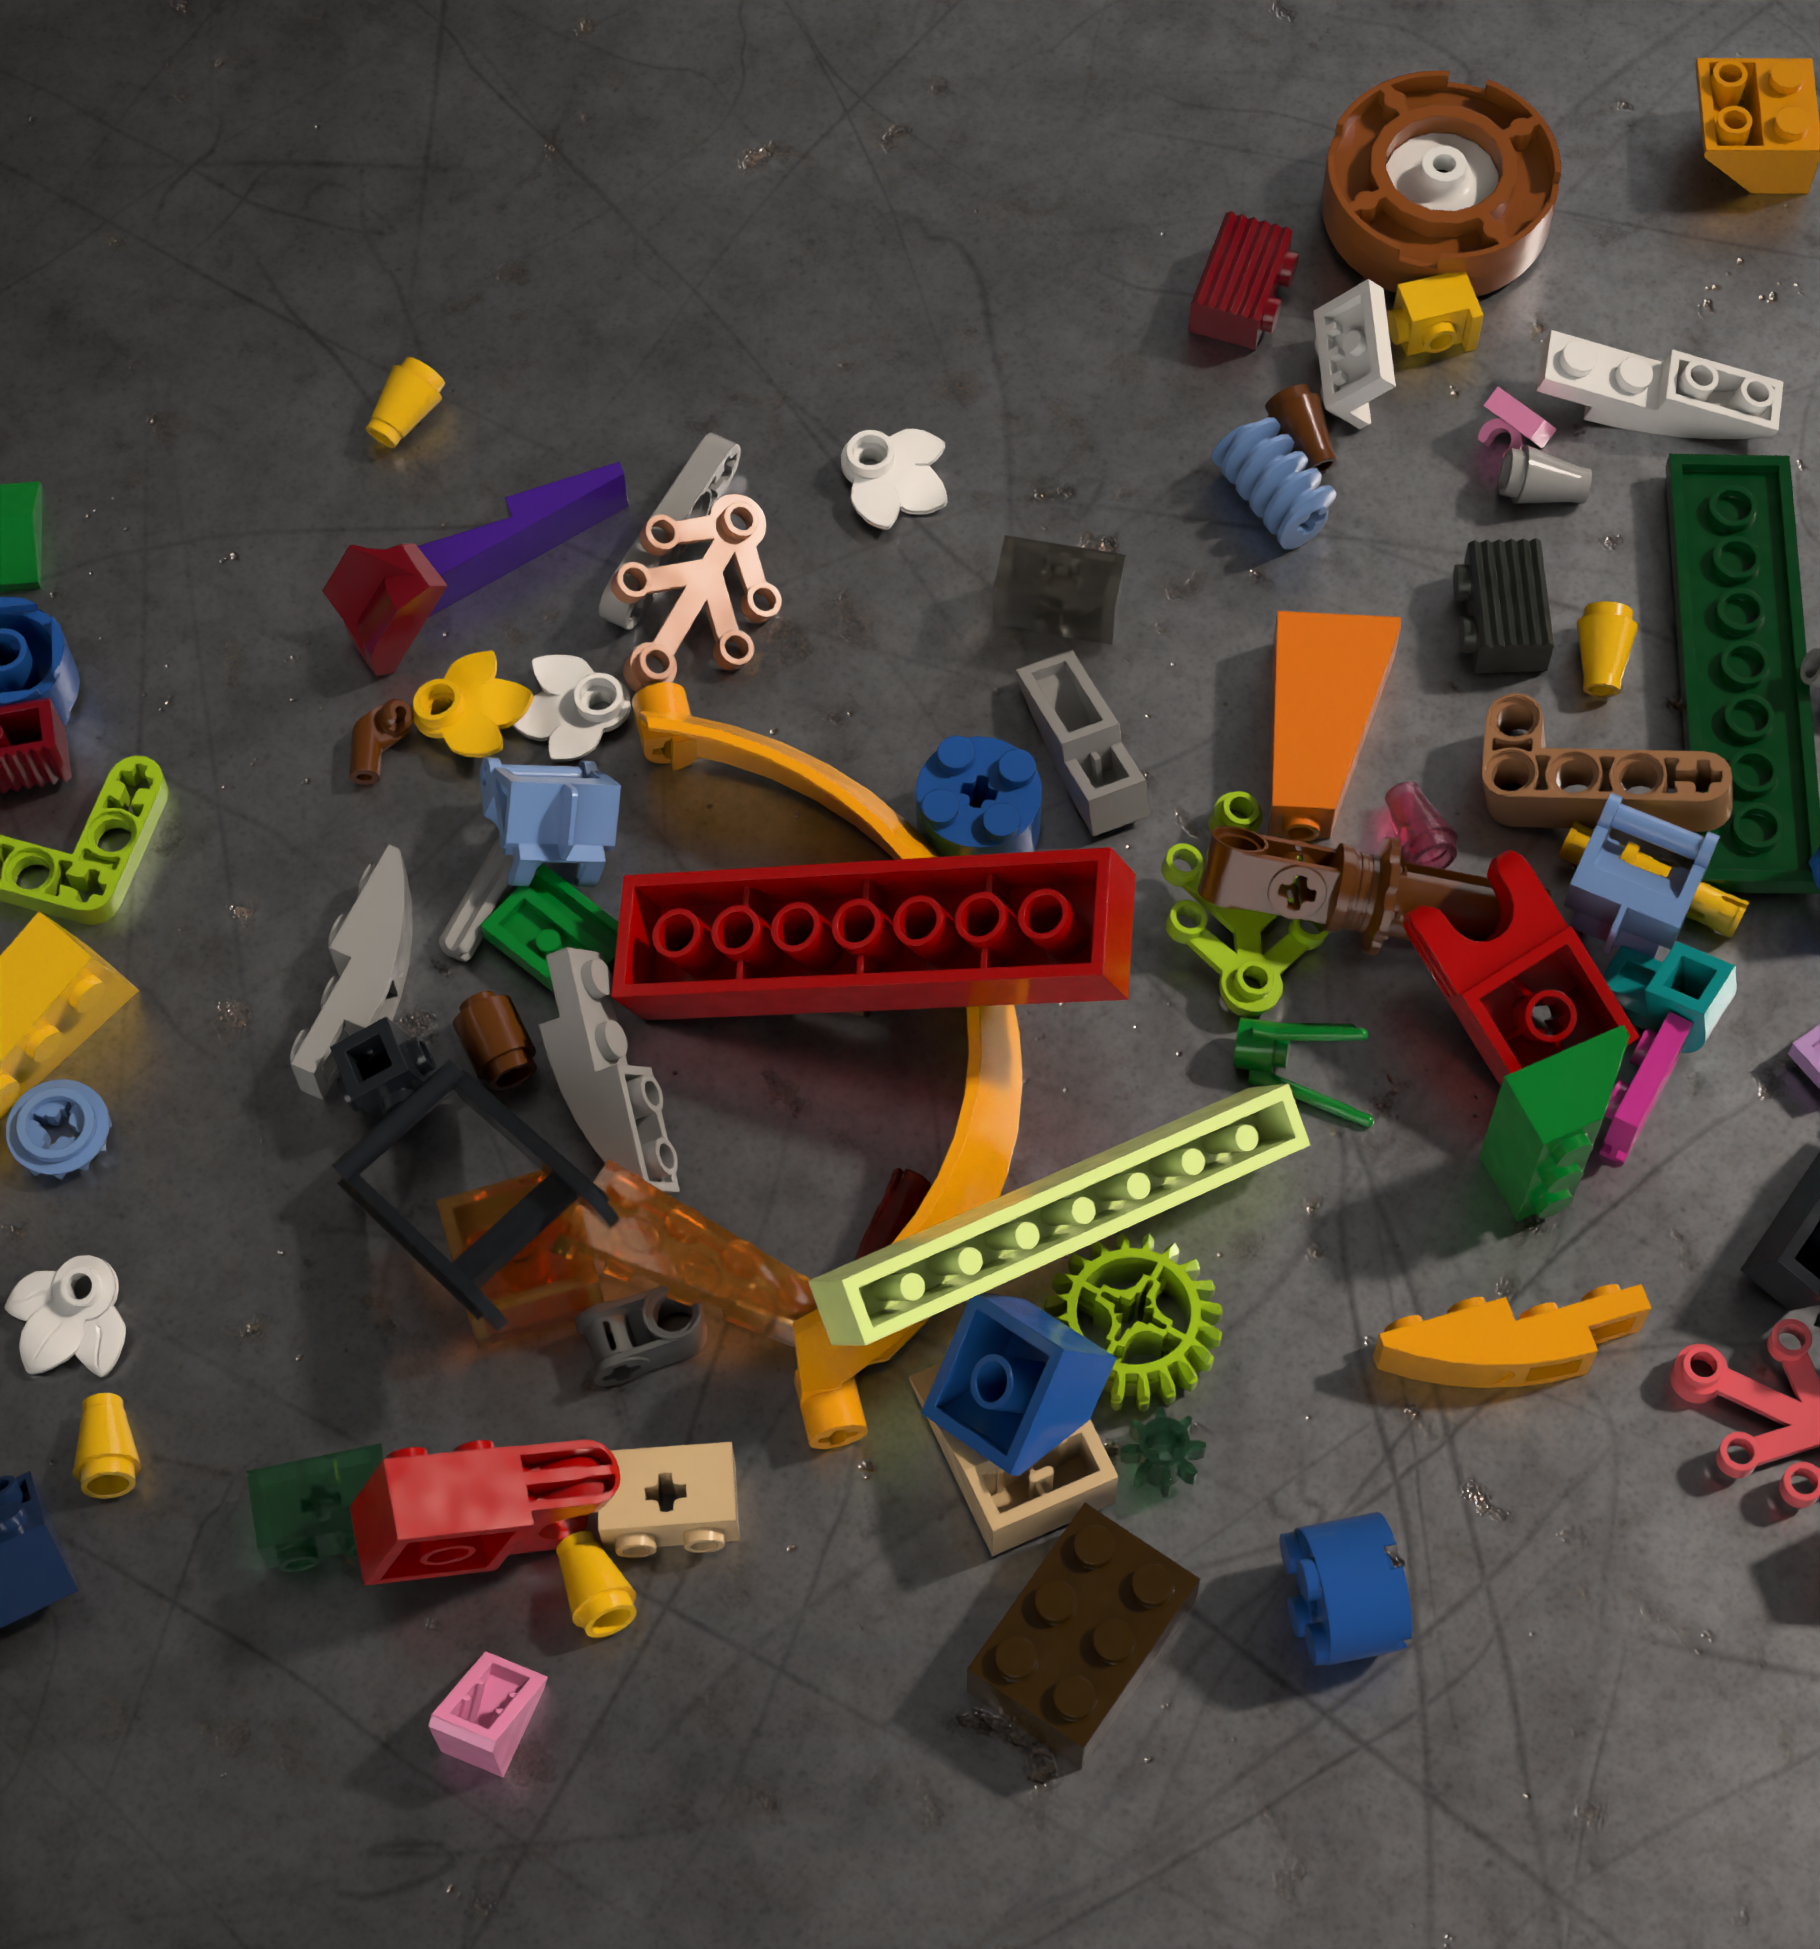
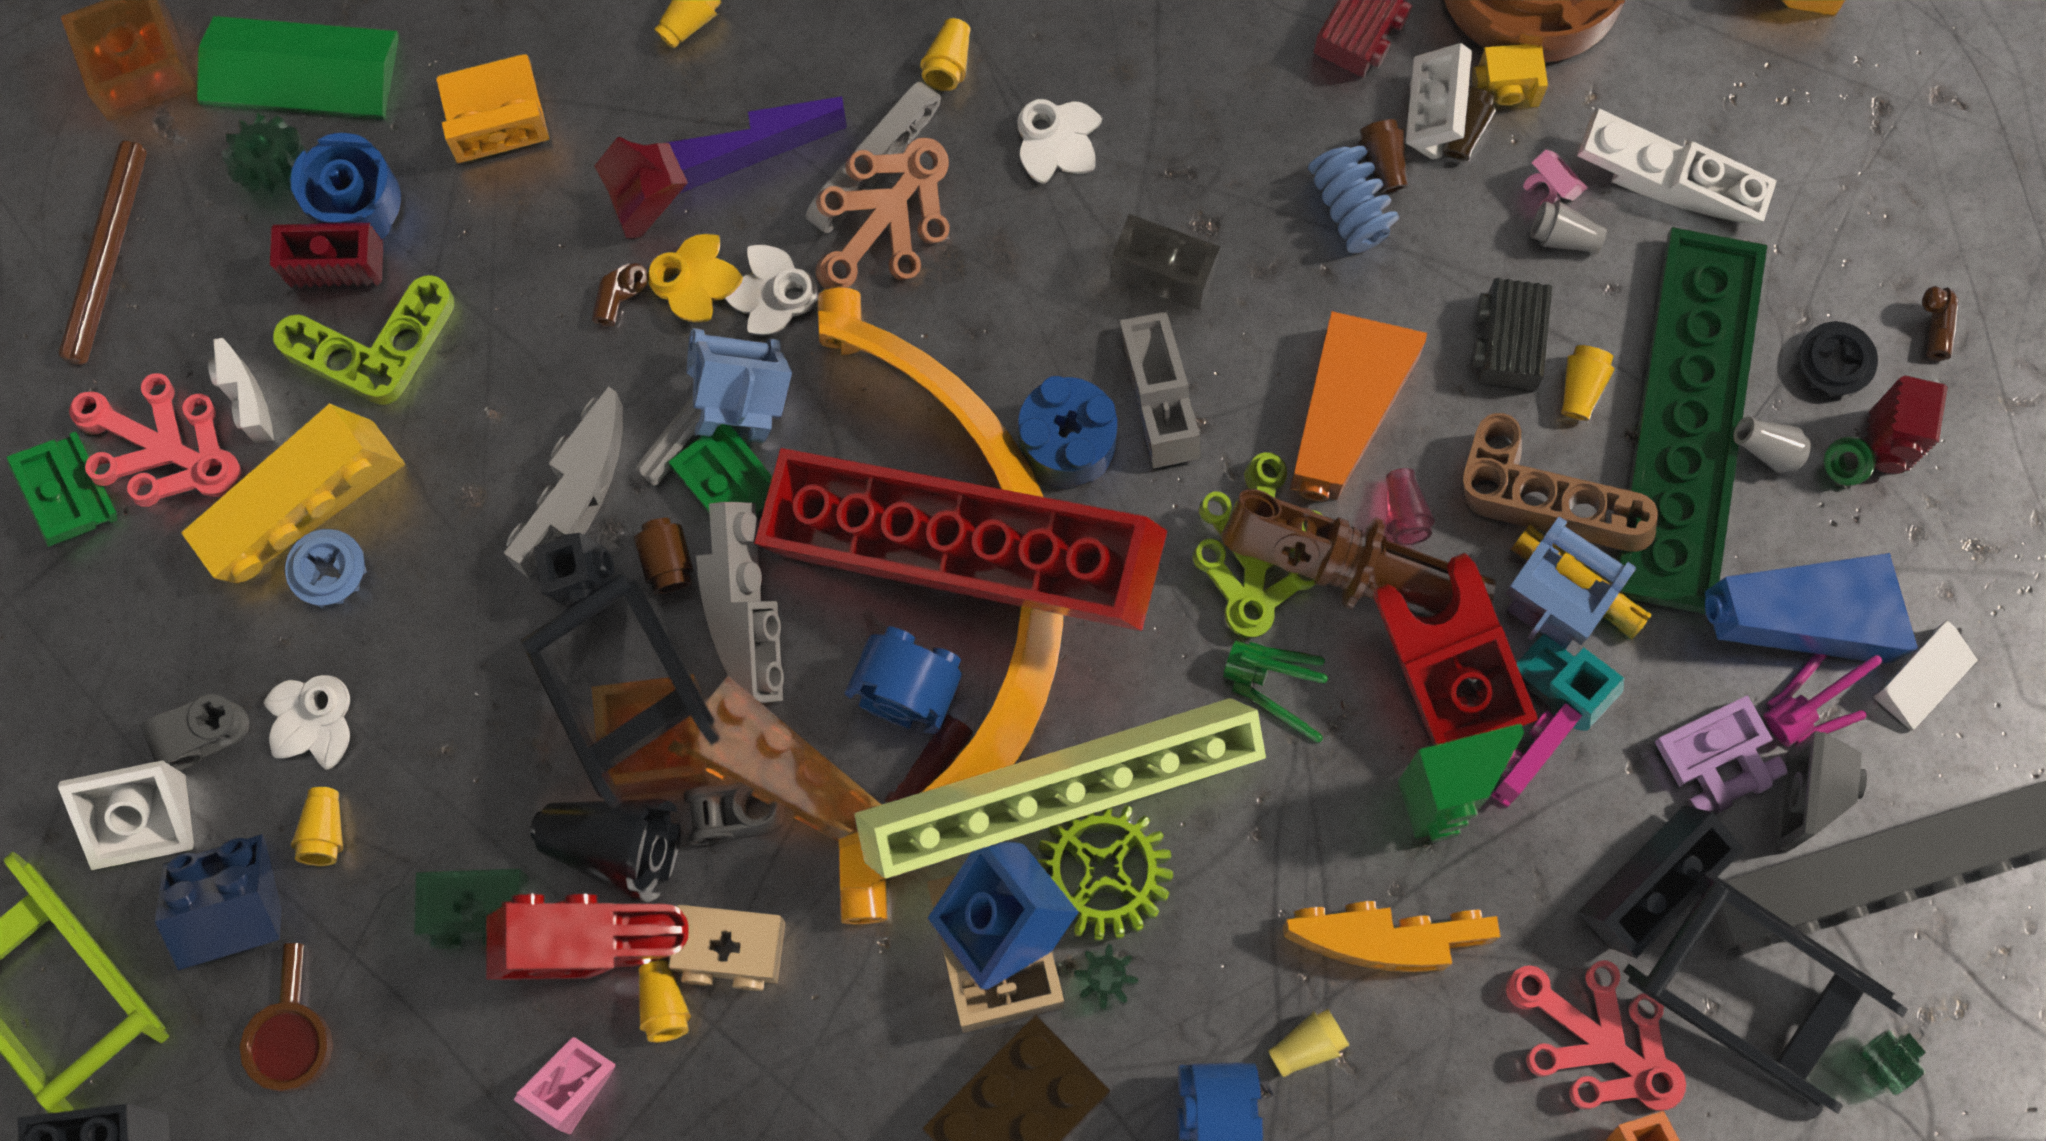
camera: 10 degrees right, 10 degrees up
(109, 1724) = (287, 1041): none -> piece
(179, 550) = (491, 108): none -> light orange bracket
(491, 1389) = (616, 847): none -> black cone
(739, 401) = (946, 58): none -> yellow cone
(834, 1130) = (905, 680): none -> blue brick
(1407, 363) = (1478, 115): none -> dark brown cone
(1440, 1486) = (1309, 1044): none -> light yellow cone

